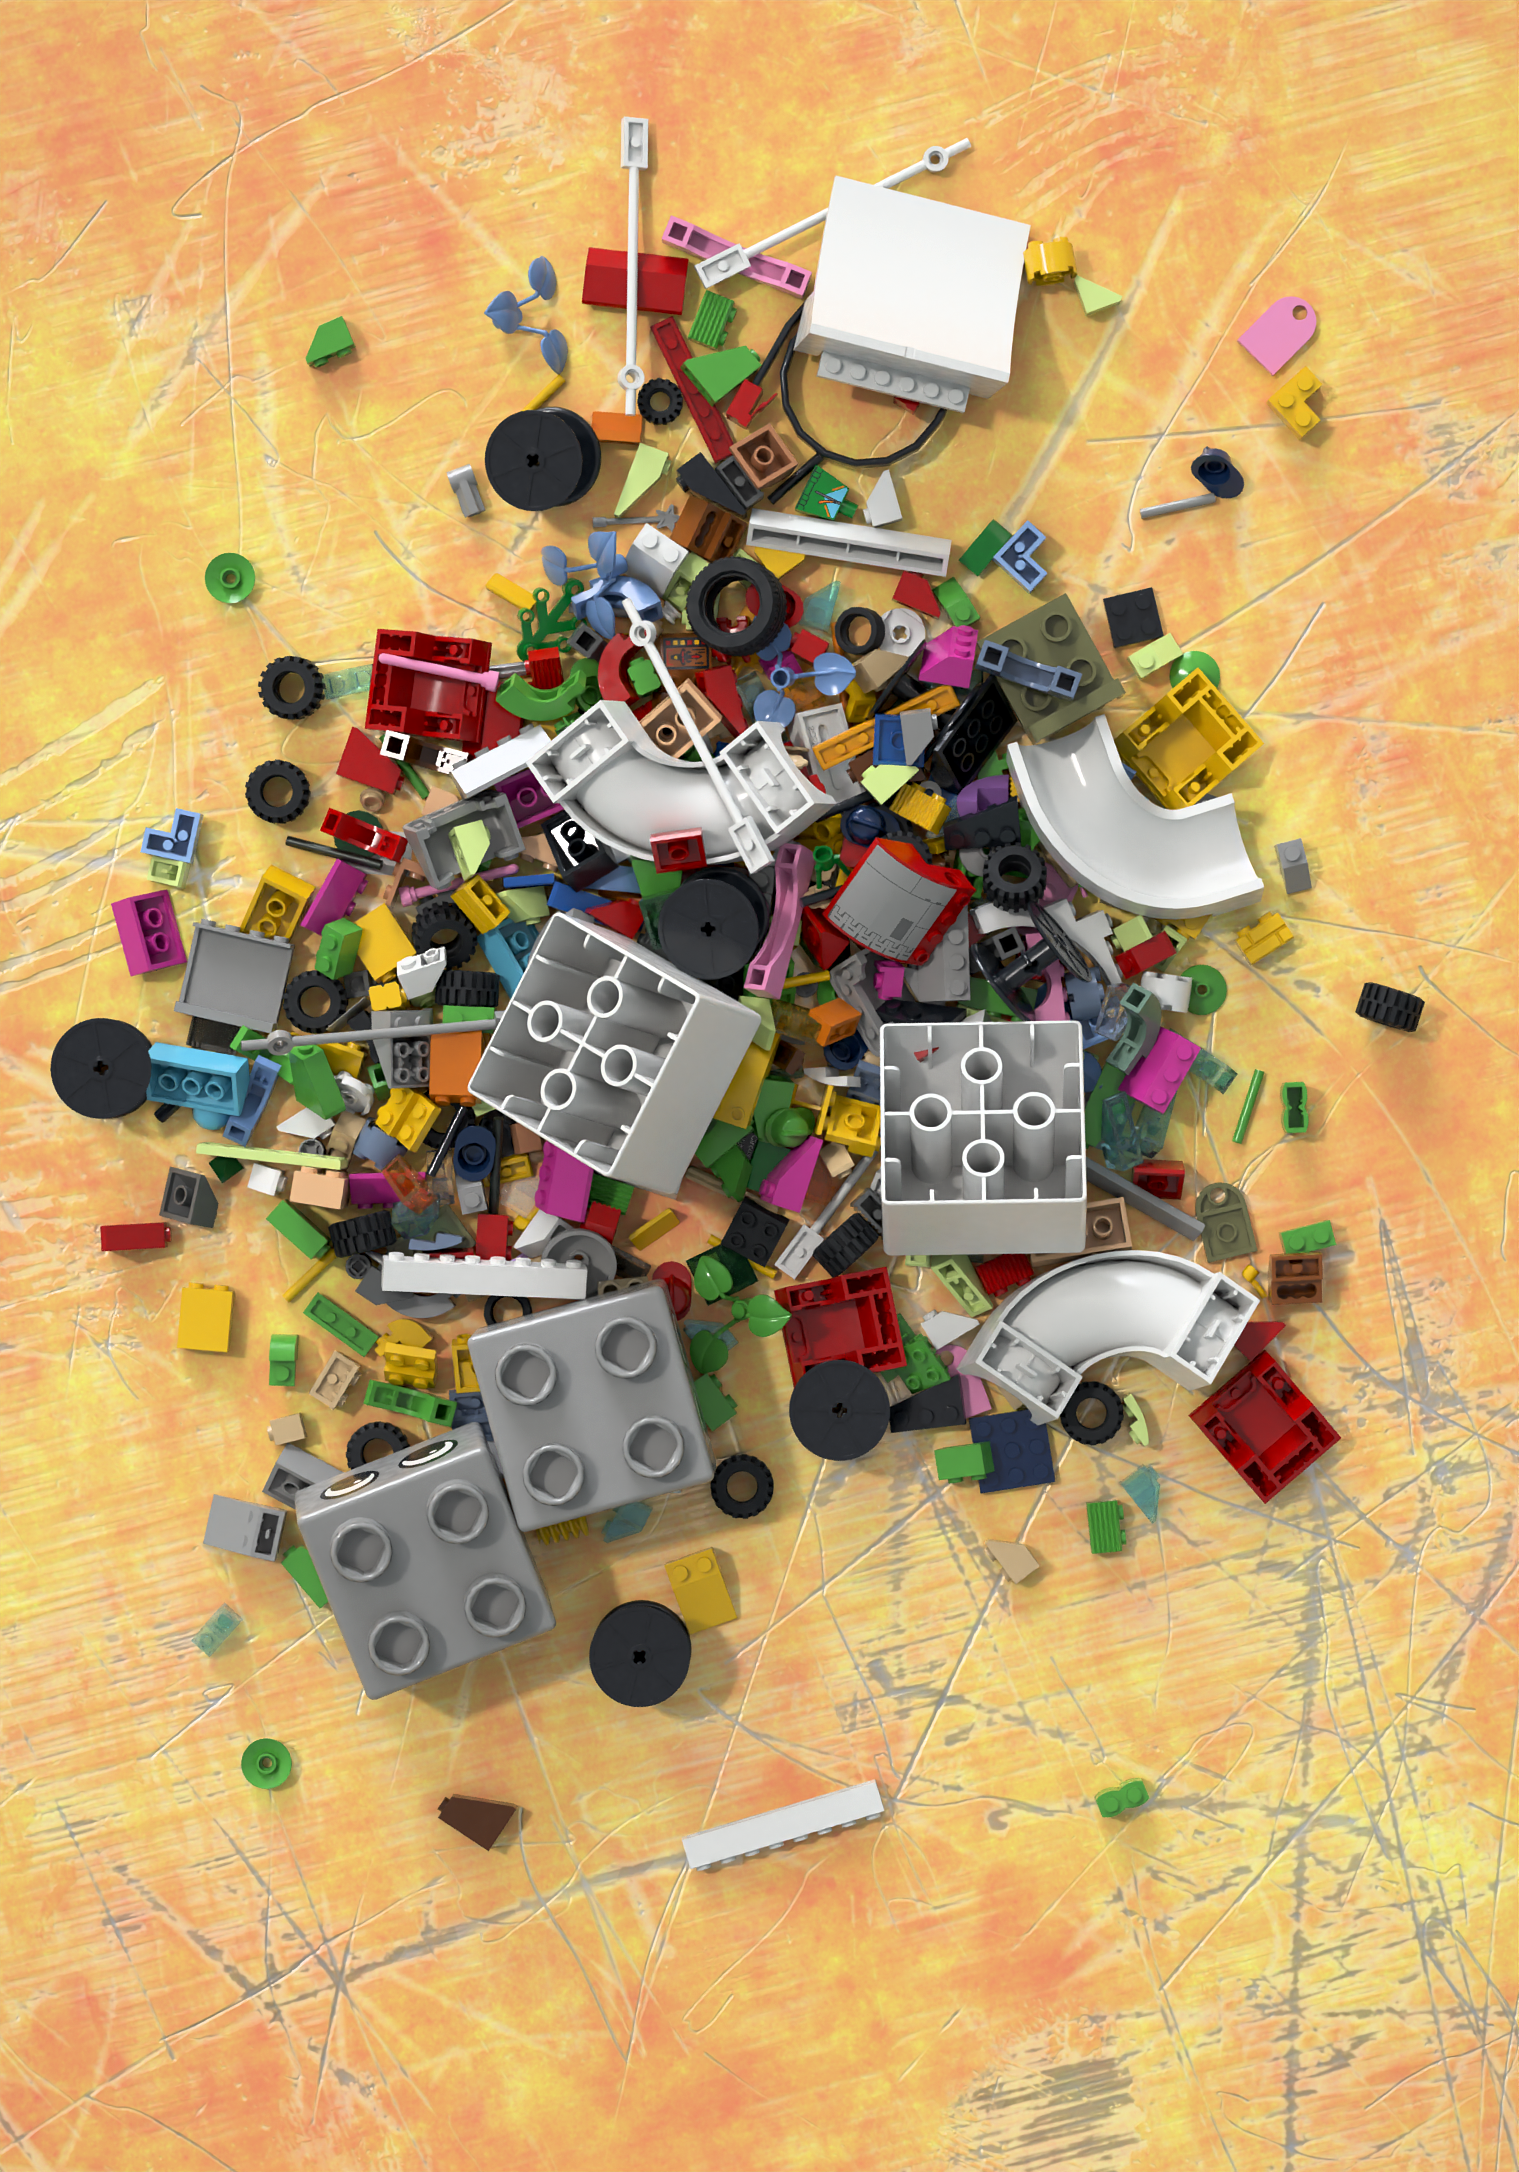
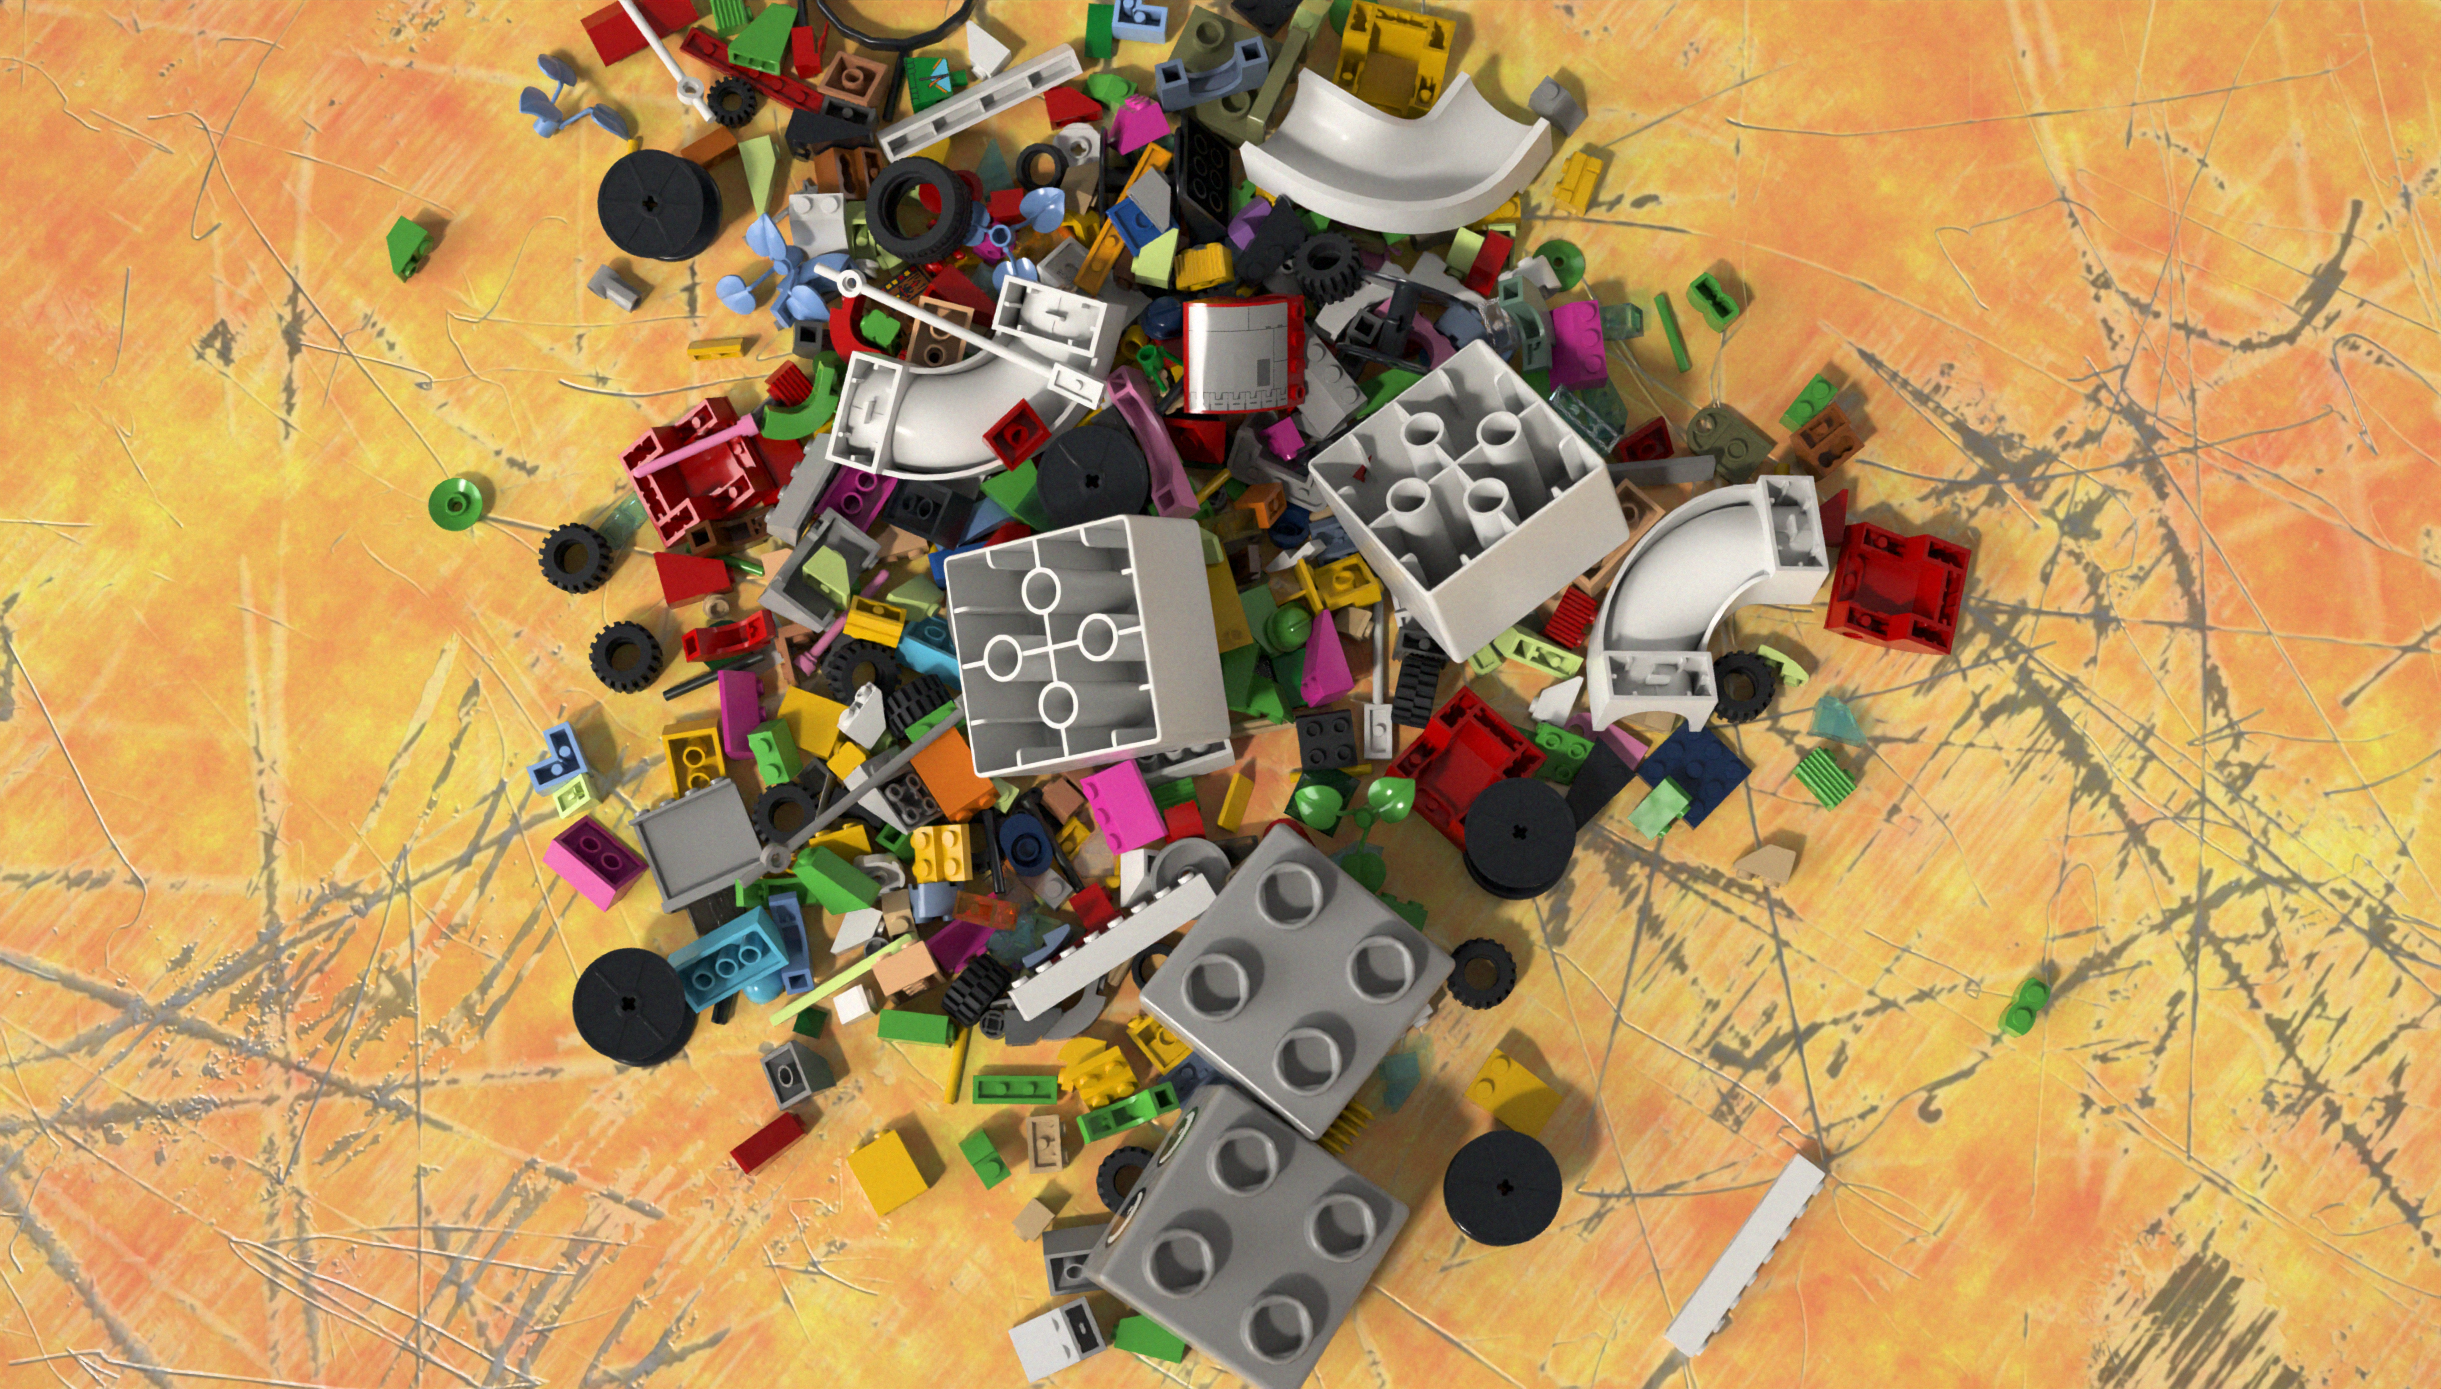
camera: 30 degrees left, 10 degrees down
(529, 881) = (914, 566): blue tile -> none
(547, 623) = (763, 349): green plant -> none
(846, 805) = (1137, 310): black bar -> none
(1390, 1007) = (1729, 160): black tyre -> none

